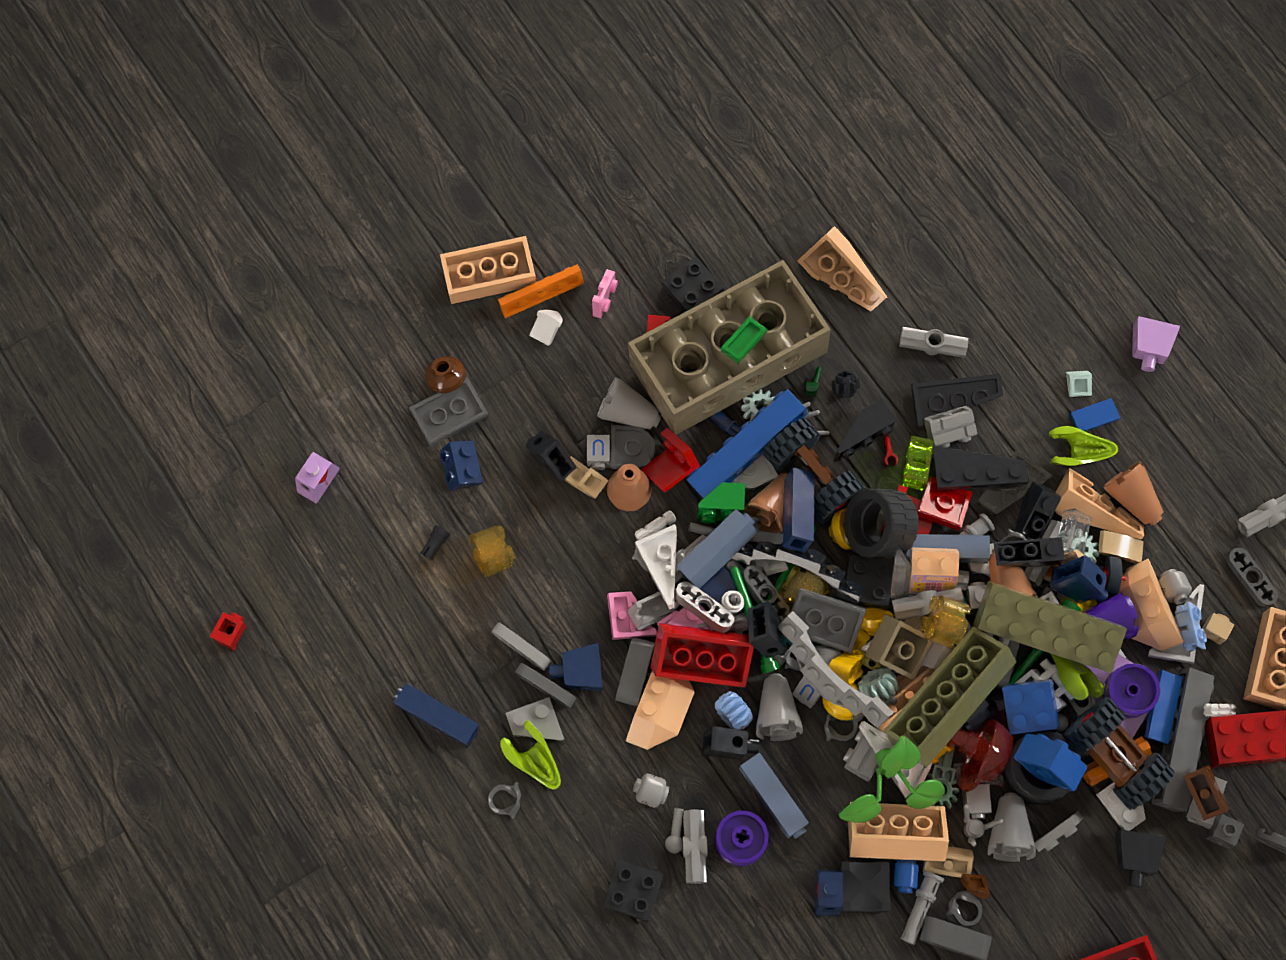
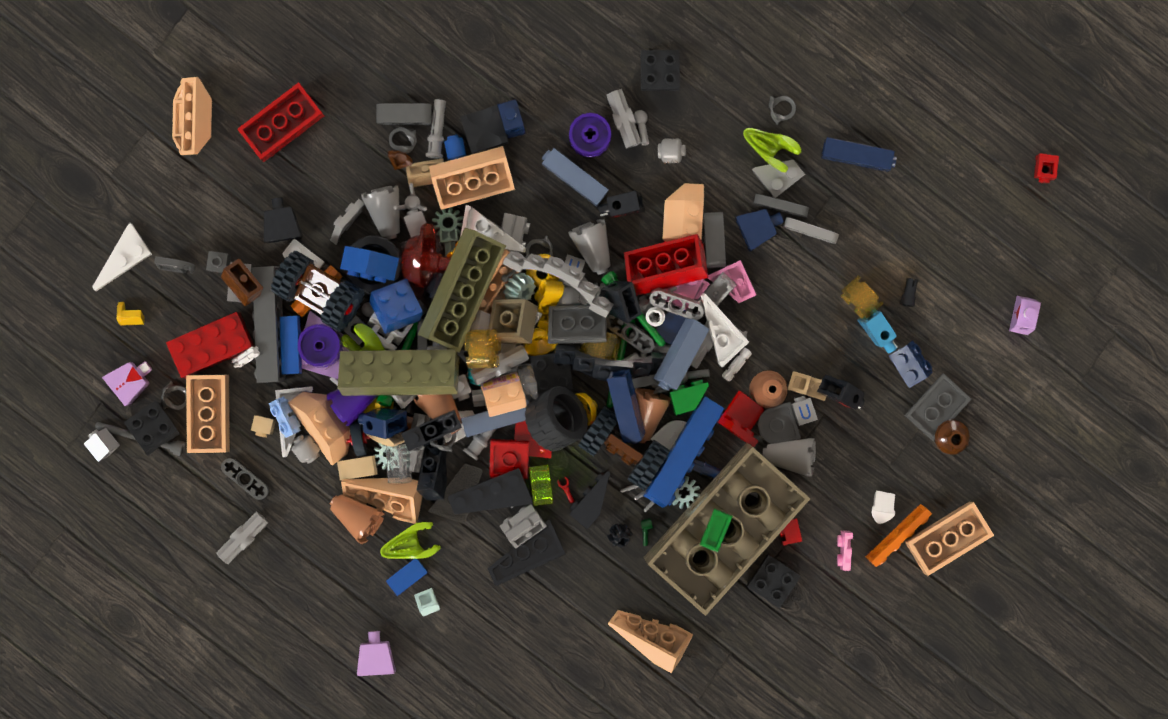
camera: 165 degrees right, 15 degrees up
(483, 506) = (875, 326): none -> dark azure torso
(733, 711) = (627, 231): light blue gear -> none
(890, 761) = (490, 223): bright green plant -> none
(919, 340) = (544, 599): light grey piece -> none

